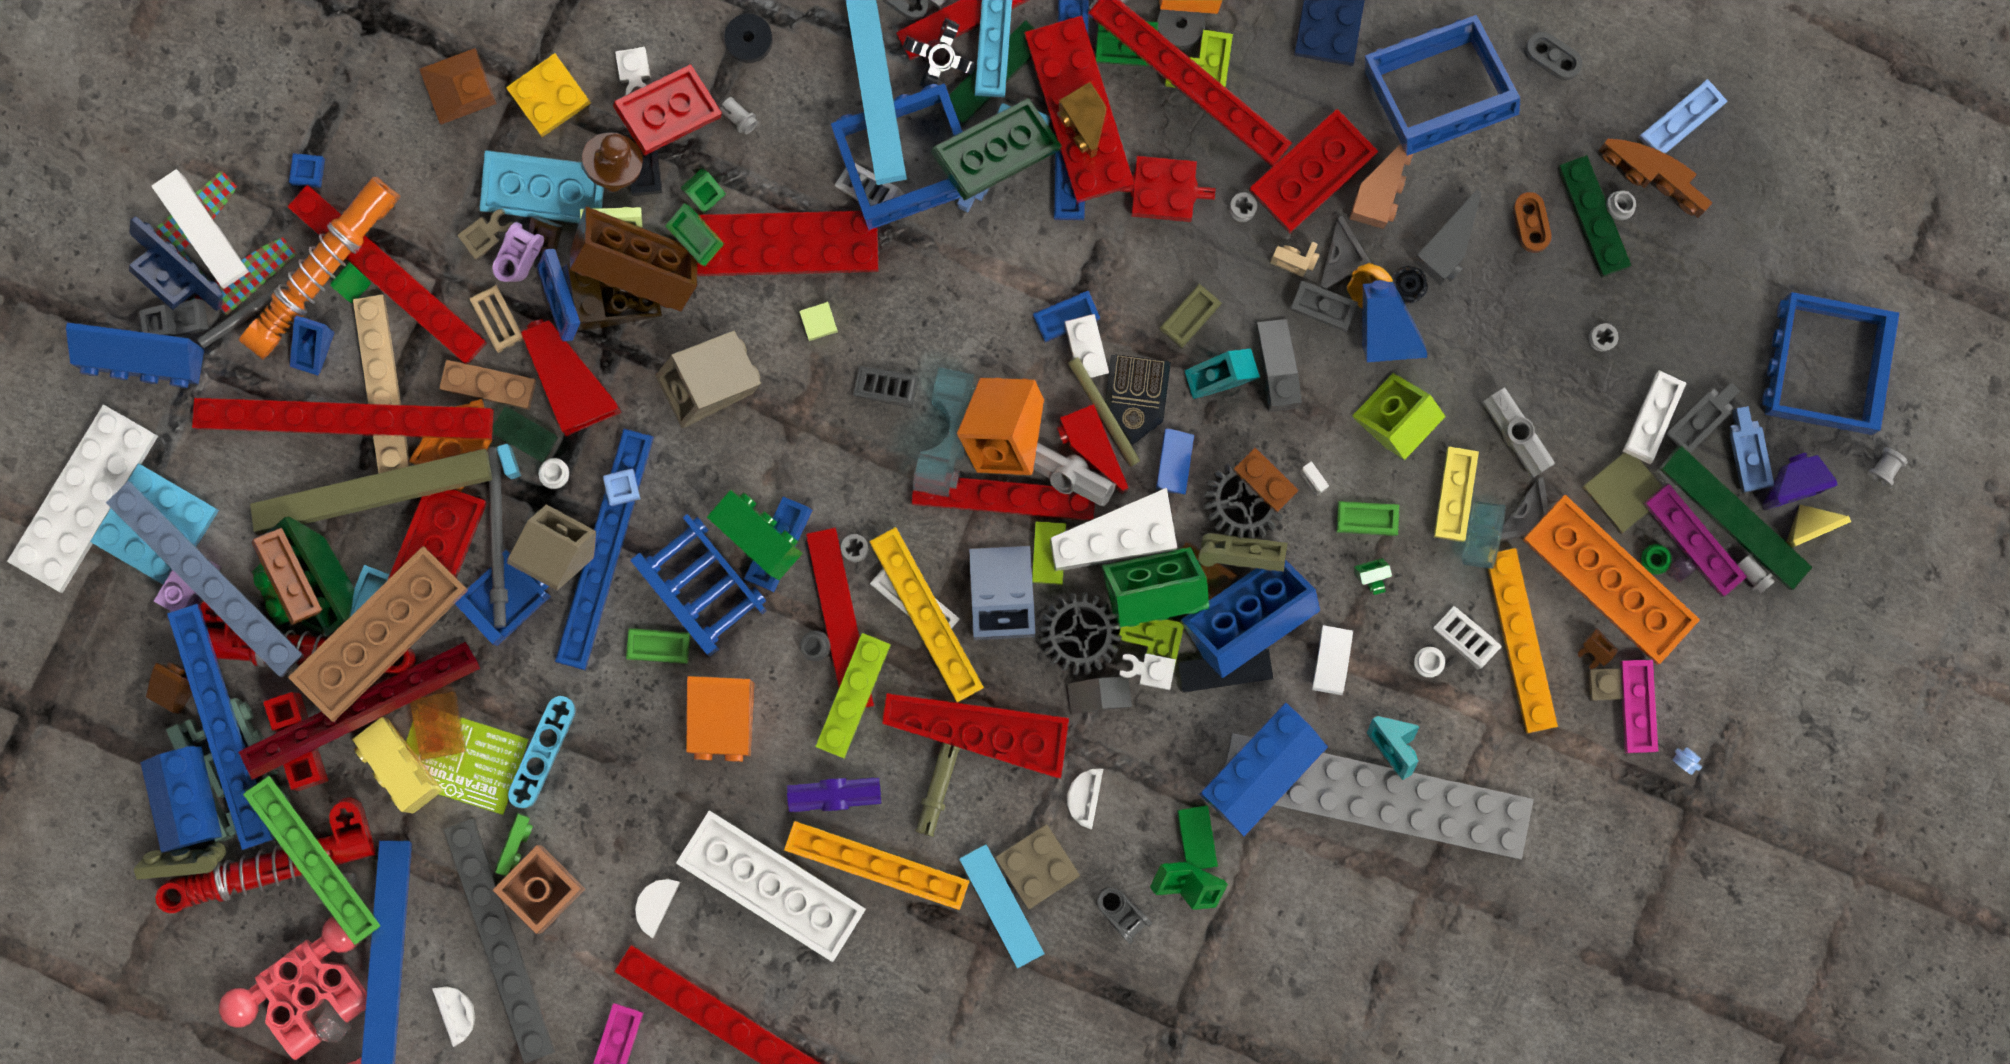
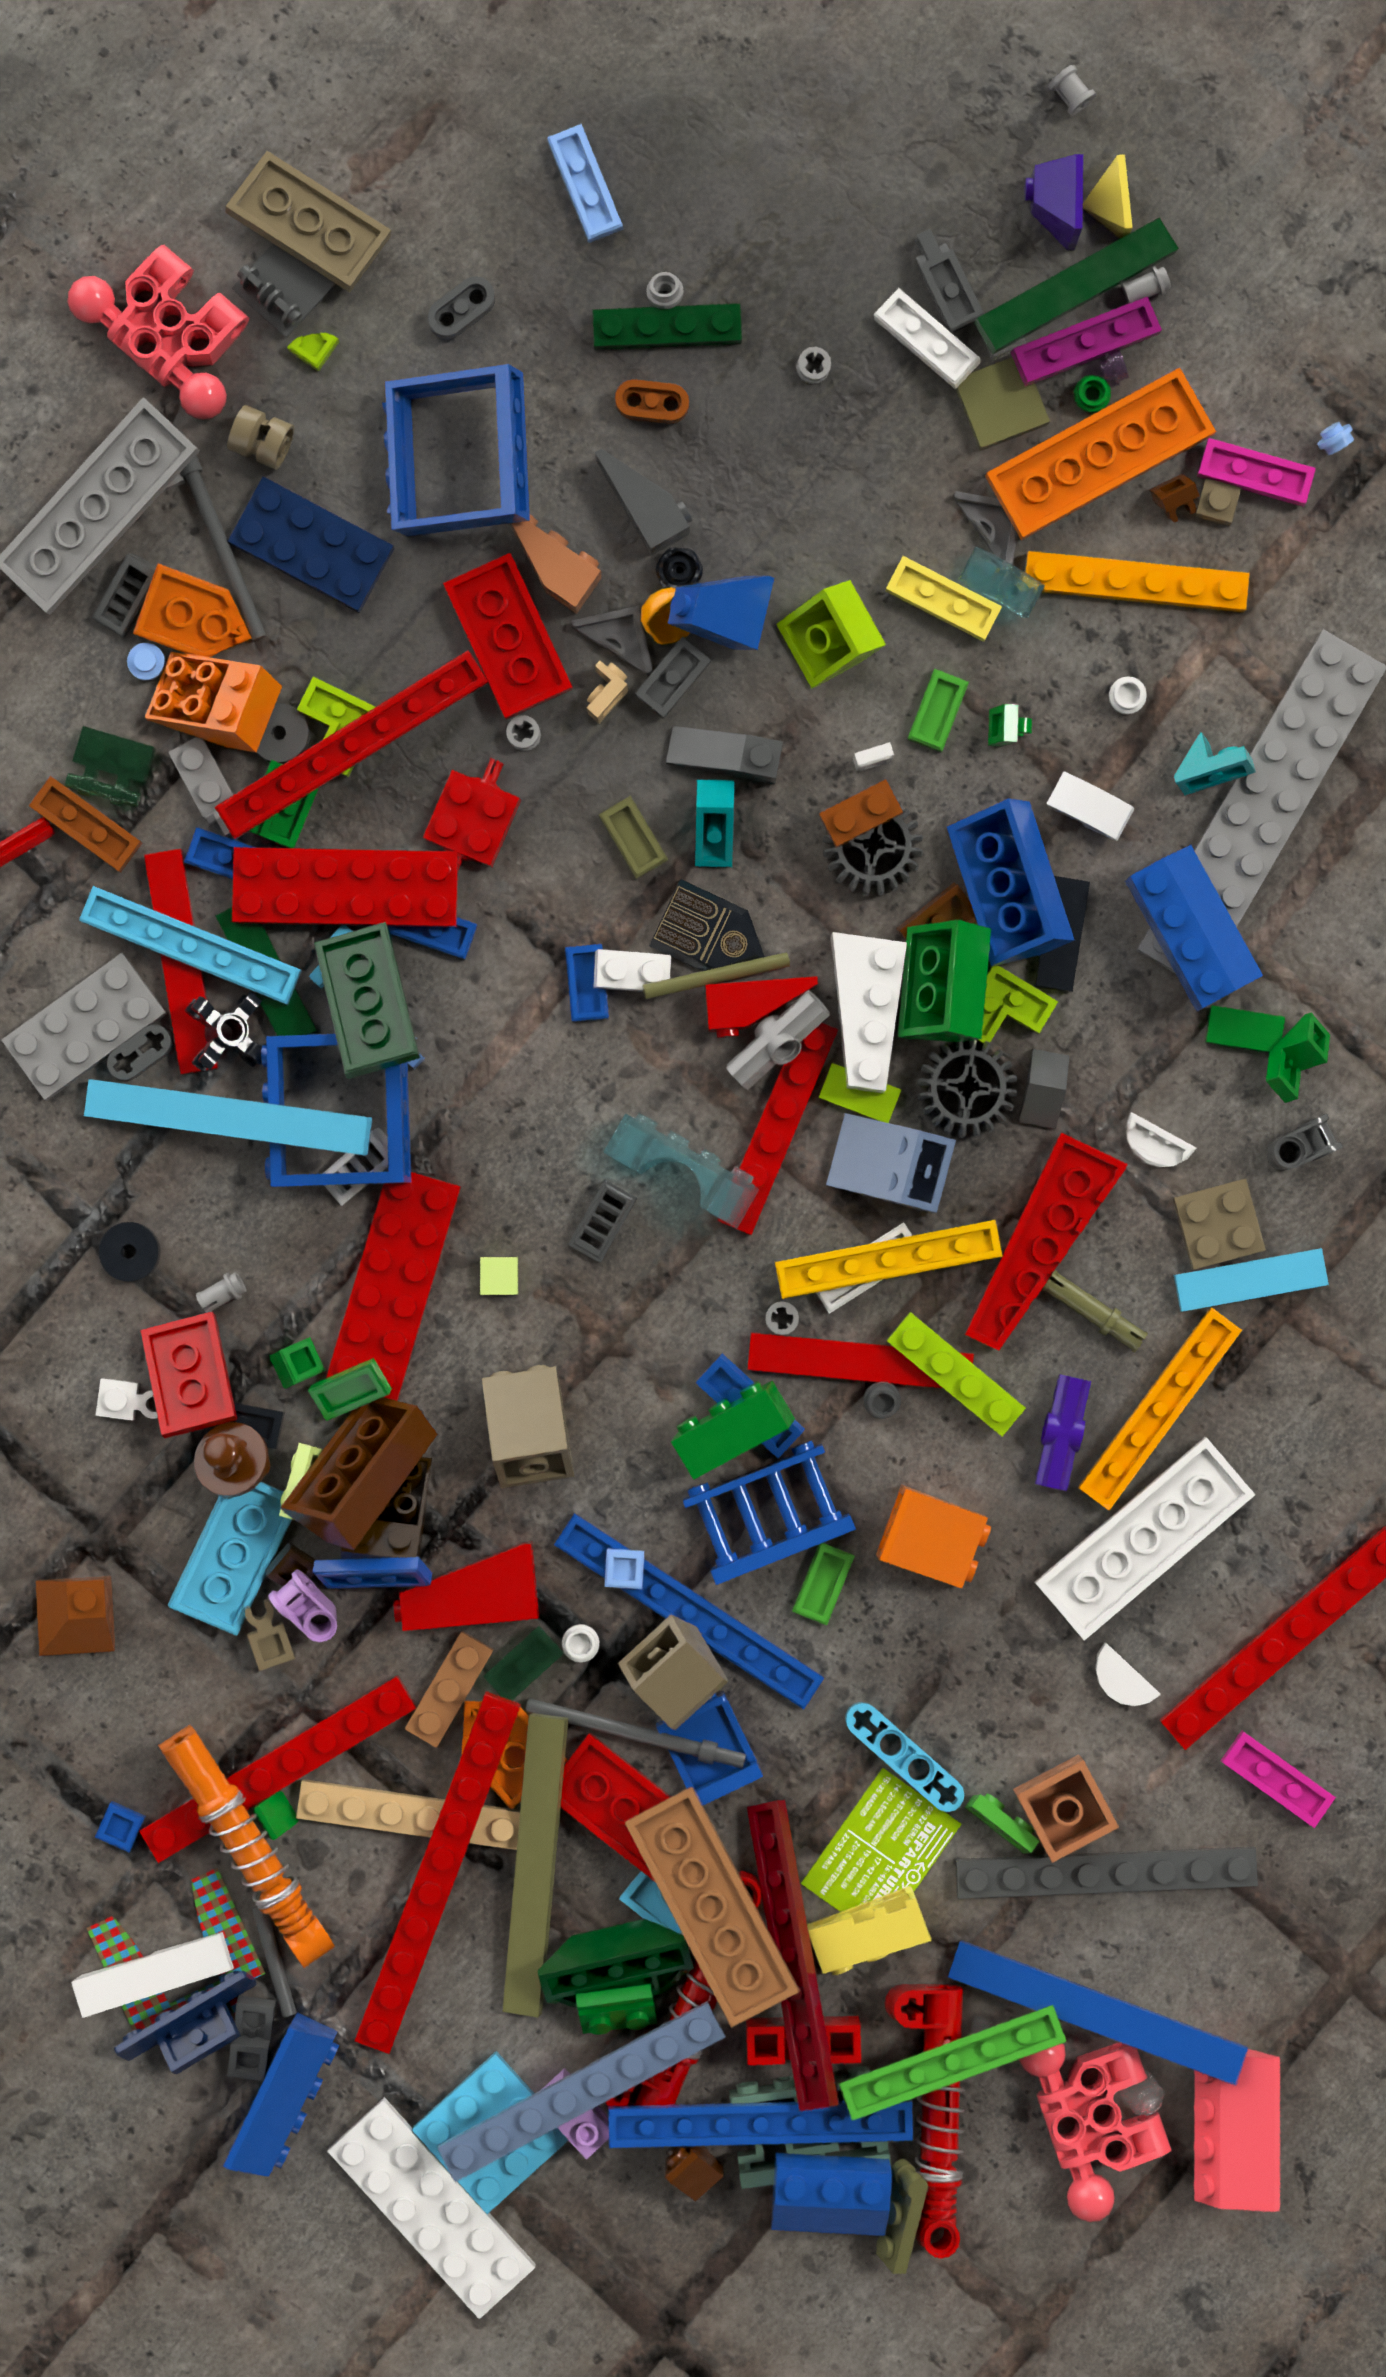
camera: 70 degrees left, 5 degrees up
(286, 576) = (609, 1994): plate -> none
(310, 345) = (336, 1886): blue slope -> none
(438, 726) = (837, 1868): clear orange plate -> none
(456, 1013) = (1173, 1947): white tile -> none
(508, 341) = (404, 1648): tan tile -> none
(508, 461) = (550, 1692): medium azure tile -> none
(548, 95) = (122, 1511): yellow plate -> none
(1003, 426) = (697, 1098): orange slope -> none
(1085, 114) = (360, 881): pearl gold slope -> none
(1154, 671) = (1038, 1016): white plate -> none
(1175, 461) = (800, 912): slope -> none
(1242, 552) = (935, 868): olive plate -> none
(1483, 637) = (1143, 628): white slope -> none
(1530, 450) = (919, 494): light grey piece -> none
(1647, 164) = (628, 243): dark orange slope -> none
(1750, 452) = (1003, 242): medium blue hinge -> none
(1879, 371) = (956, 59): blue window -> none

